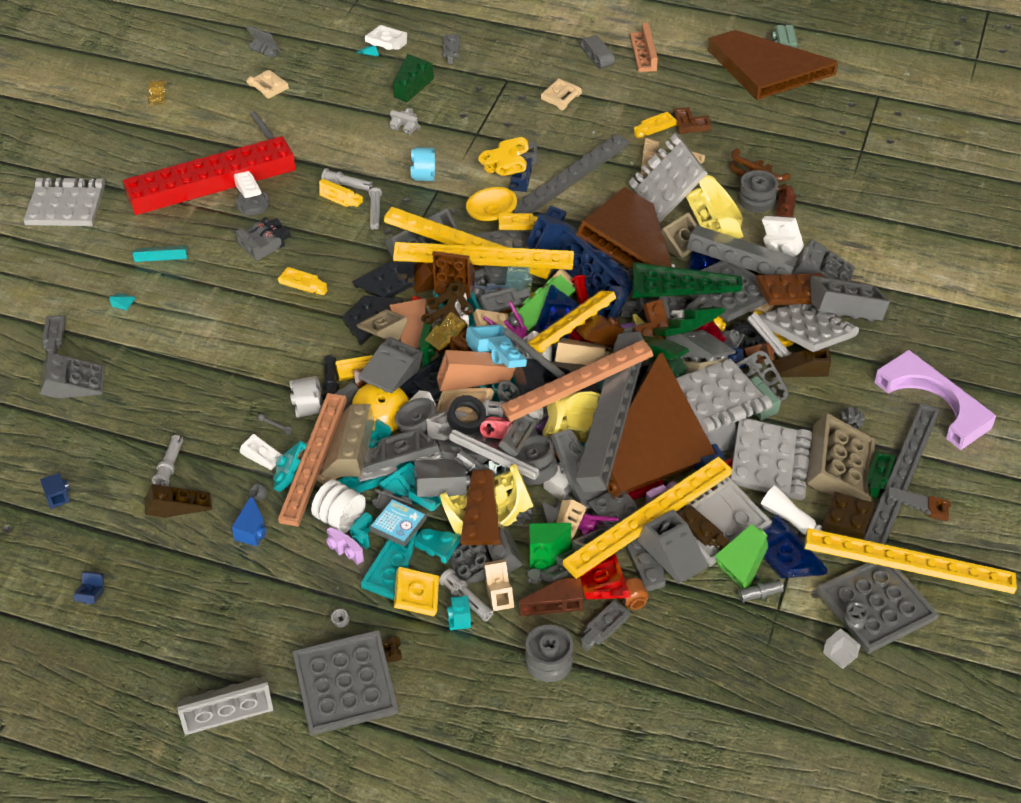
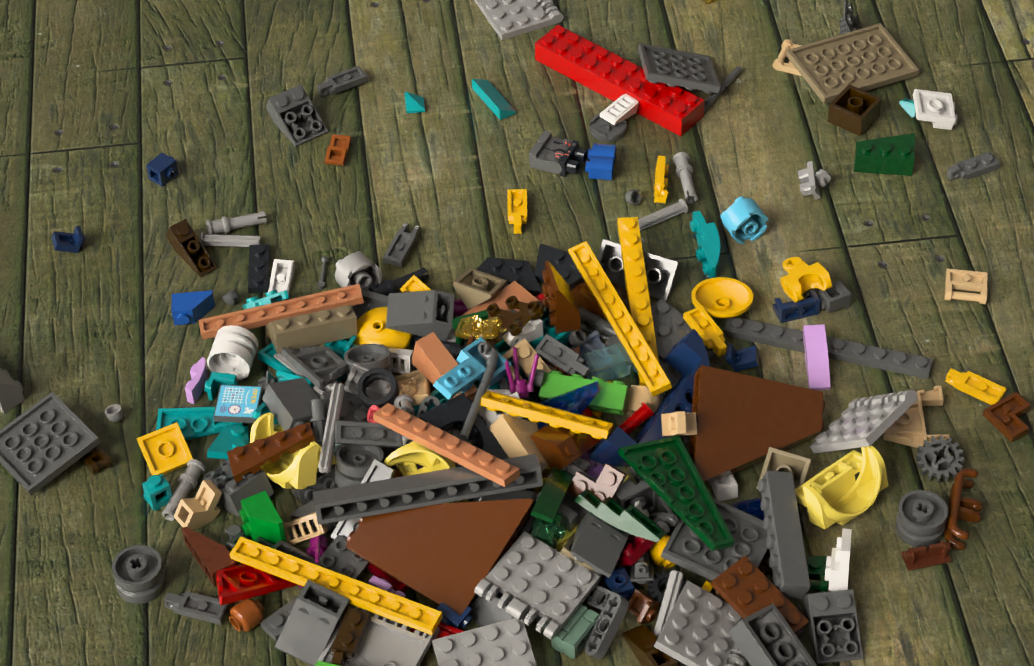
camera: 65 degrees right, 0 degrees up
(135, 366) = (338, 150): none -> dark orange slope
(189, 469) = (229, 240): none -> light grey axle
(236, 135) = (678, 68): none -> dark grey plate
(236, 464) = (259, 268): none -> black plate
(286, 362) = (401, 245): none -> dark grey hinge
(292, 216) = (601, 161): none -> blue brick
(304, 57) = (857, 58): none -> dark tan plate
(342, 215) = (635, 195): none -> dark grey hinge
(355, 73) = (854, 110): none -> dark brown brick
(430, 193) = (708, 244): none -> teal slope
(489, 329) = (488, 353): none -> dark grey arm
(580, 182) = (816, 357): none -> lavender slope
(627, 255) = (679, 424): none -> tan brick
(713, 162) = (945, 466): none -> dark grey gear

